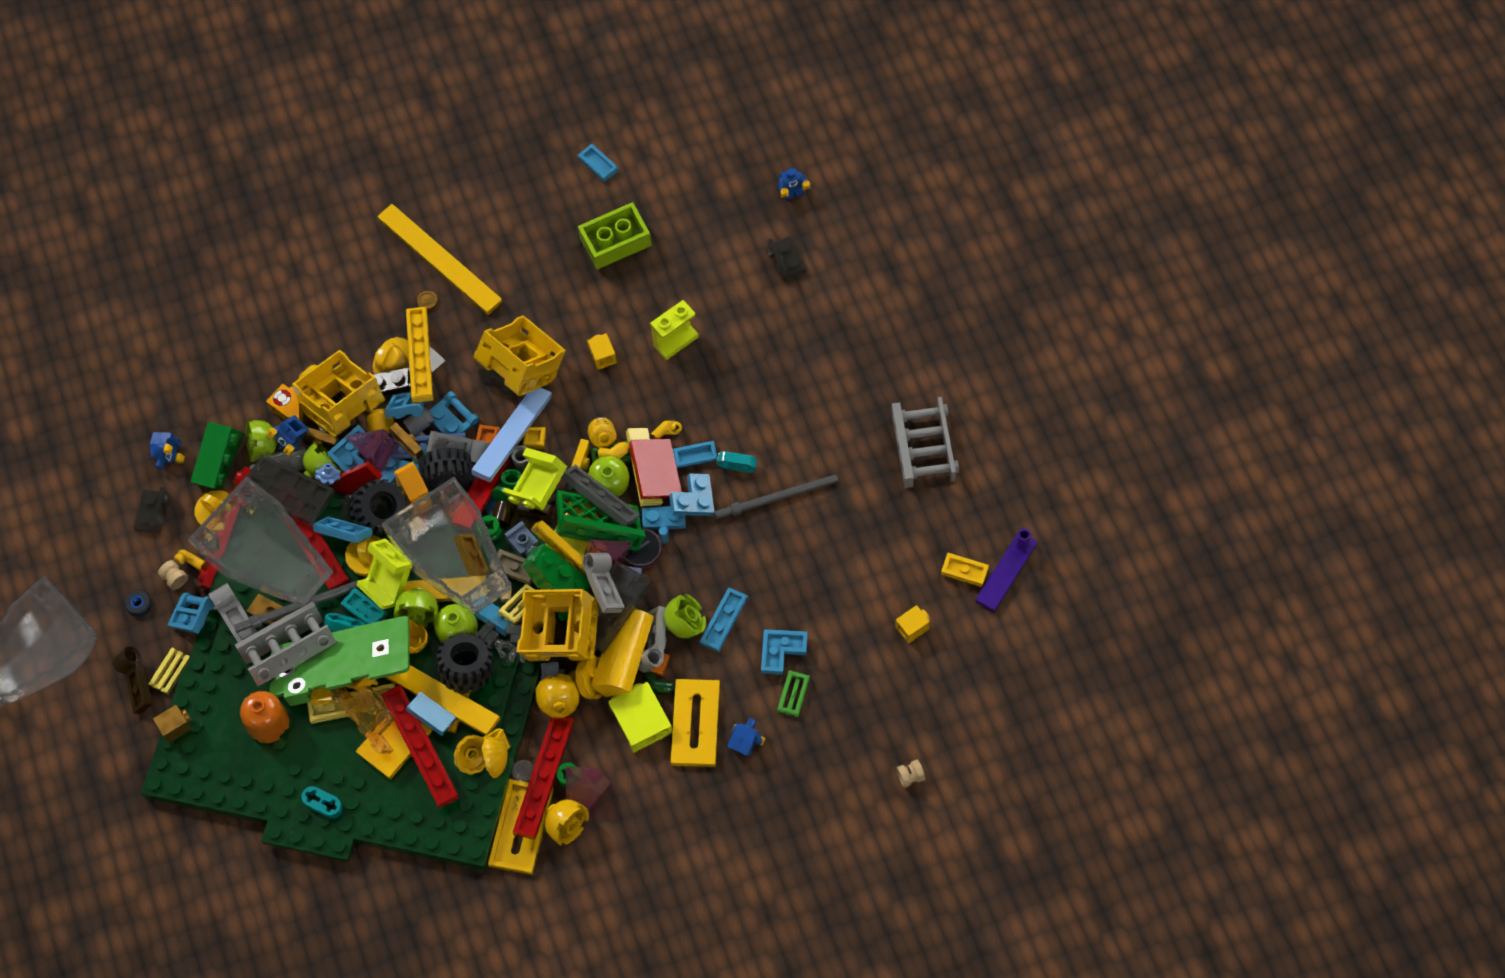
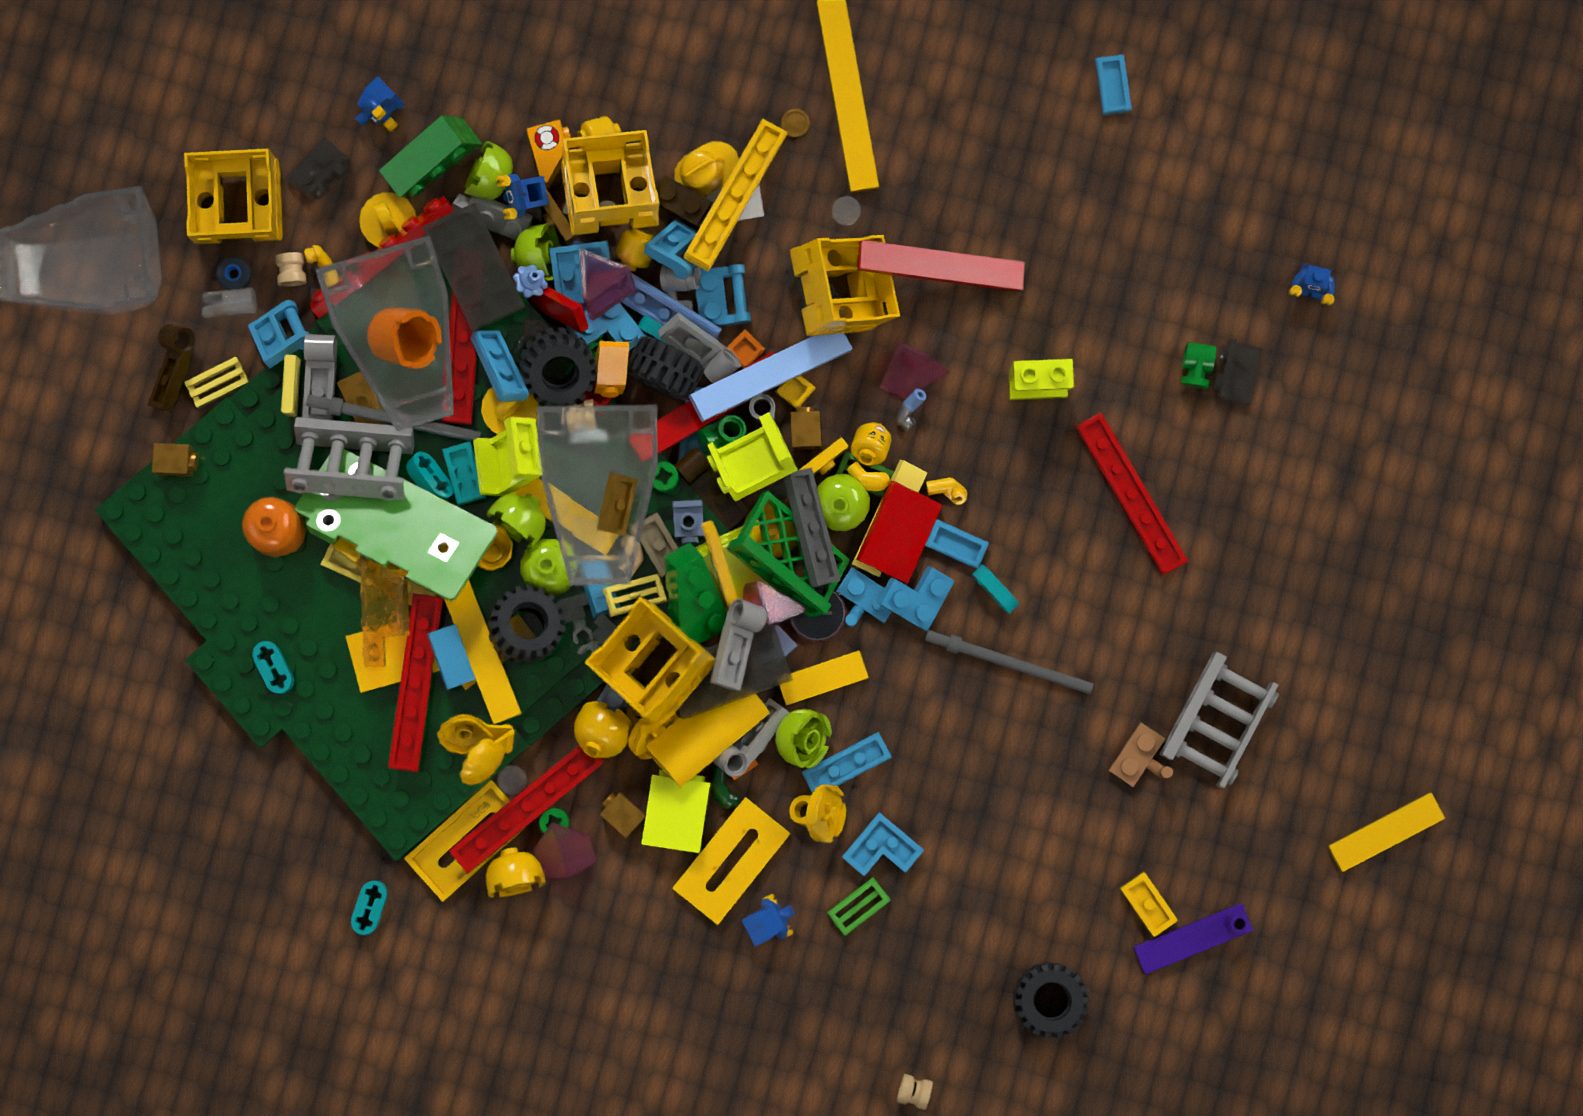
camera: 30 degrees right, 20 degrees up
(93, 539) = (204, 181): none -> yellow piece
(146, 620) = (229, 302): none -> clear hinge
(220, 634) = (291, 383): none -> light yellow tile
(270, 546) = (404, 337): none -> orange cylinder
(407, 441) = (647, 302): pearl gold plate -> none
(492, 321) = (846, 210): none -> clear plate
(492, 908) = (363, 904): none -> teal beam
(558, 448) = (805, 429): none -> pearl gold brick
(569, 311) = (940, 266): none -> tile
(595, 379) = (910, 371): none -> clear pink slope
(601, 351) = (944, 338): yellow brick -> none
(607, 740) = (622, 814): none -> pearl gold brick
(609, 396) = (908, 406): none -> arm
(614, 235) = (1061, 202): lime brick -> none
(672, 580) = (824, 678): none -> yellow tile
(730, 652) = (824, 812): none -> yellow tile
(759, 265) = (1198, 360): none -> green piece
(776, 360) = (1131, 494): none -> red tile
(893, 496) = (1139, 755): none -> medium nougat plate
(913, 624) = (1045, 925): yellow brick -> none
(950, 677) = (1072, 1014): none -> black tyre
(1069, 437) = (1386, 832): none -> yellow tile

